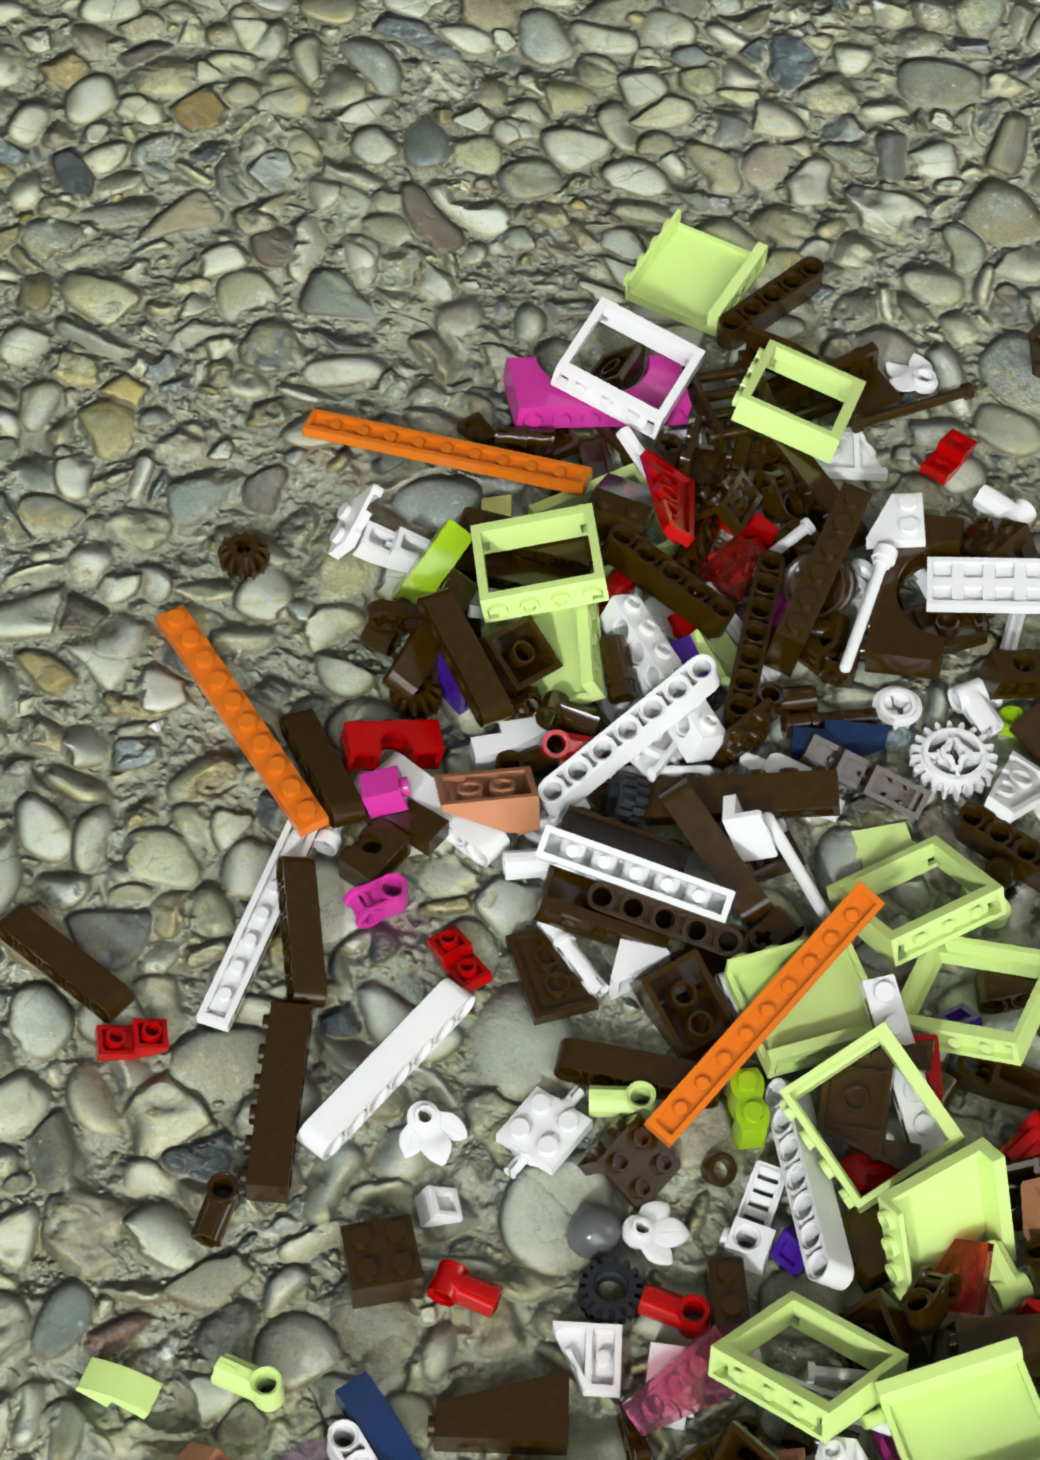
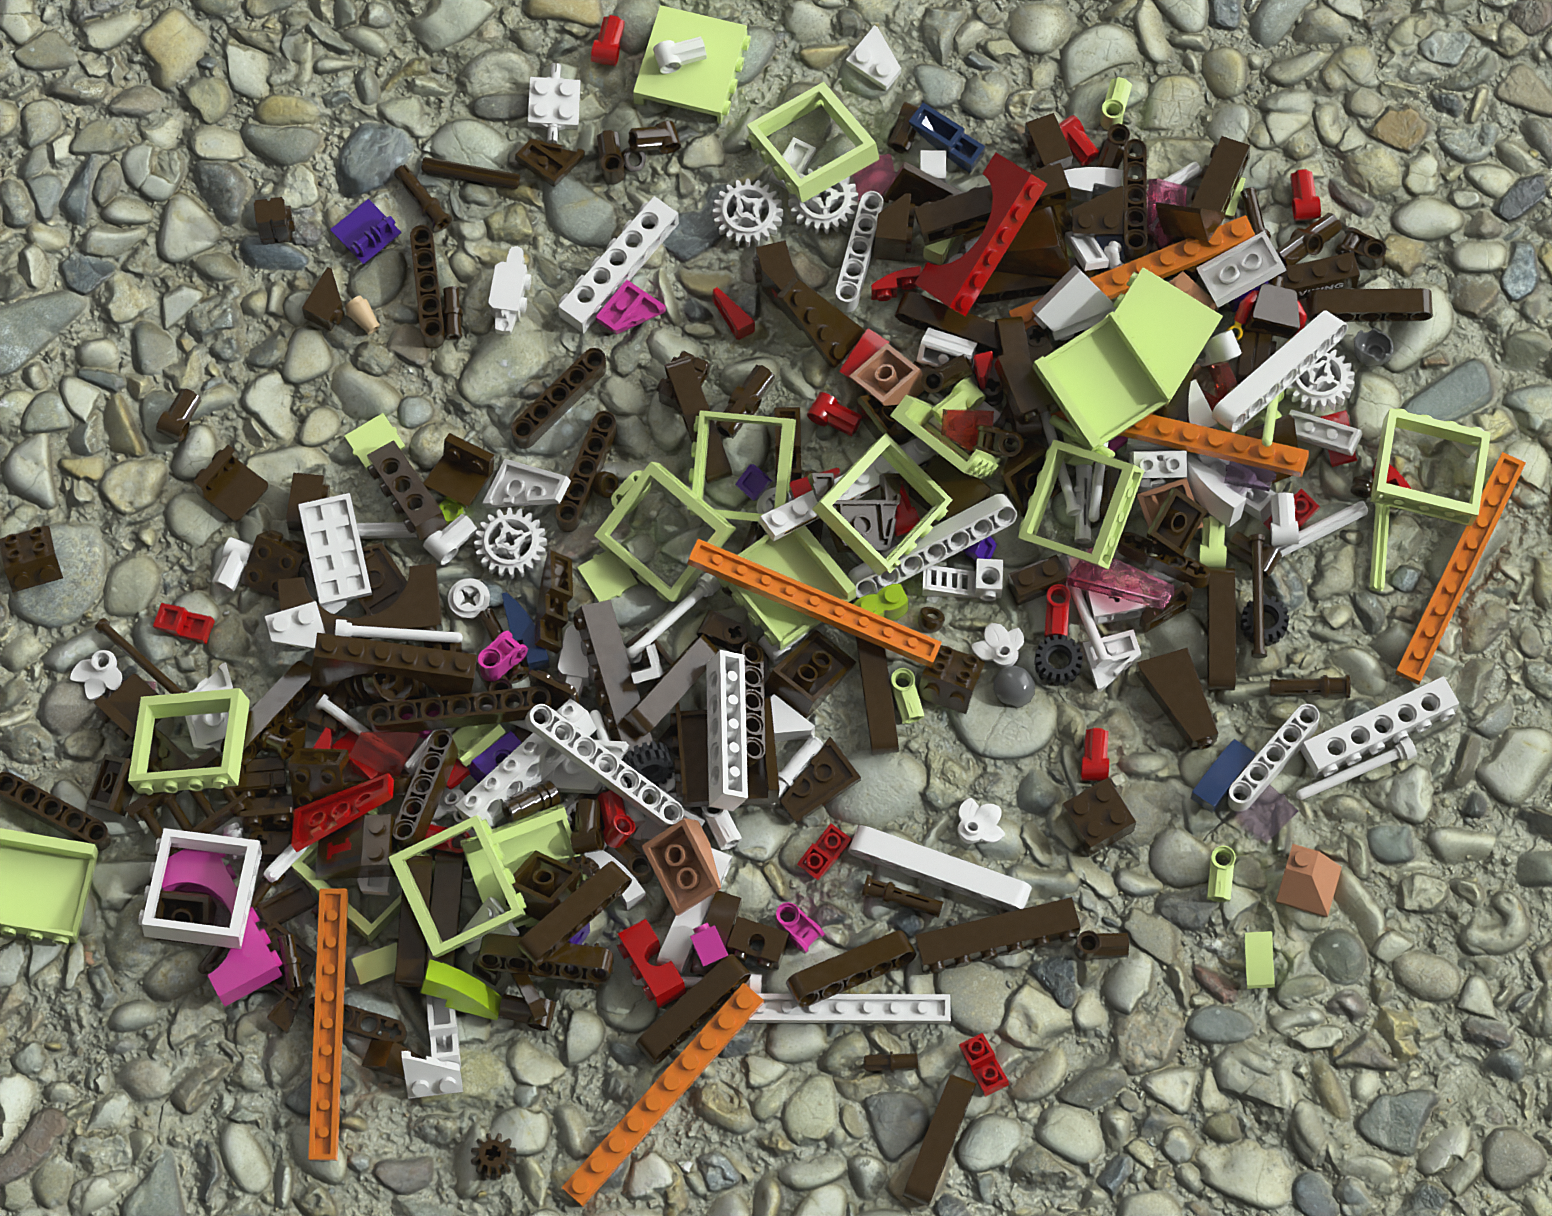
camera: 105 degrees left, 15 degrees up
(177, 947) = (891, 1062): none -> dark brown axle
(379, 1006) = (889, 893): none -> dark brown pin
(392, 504) = (386, 1058): none -> dark brown slope
(433, 508) = (358, 1015): none -> dark brown beam
(438, 1206) = (1035, 798): white slope -> none
(544, 1131) = (947, 744): white plate -> none
(632, 1337) = (1103, 659): none -> white bar
(808, 694) = (504, 653): none -> dark pink piece

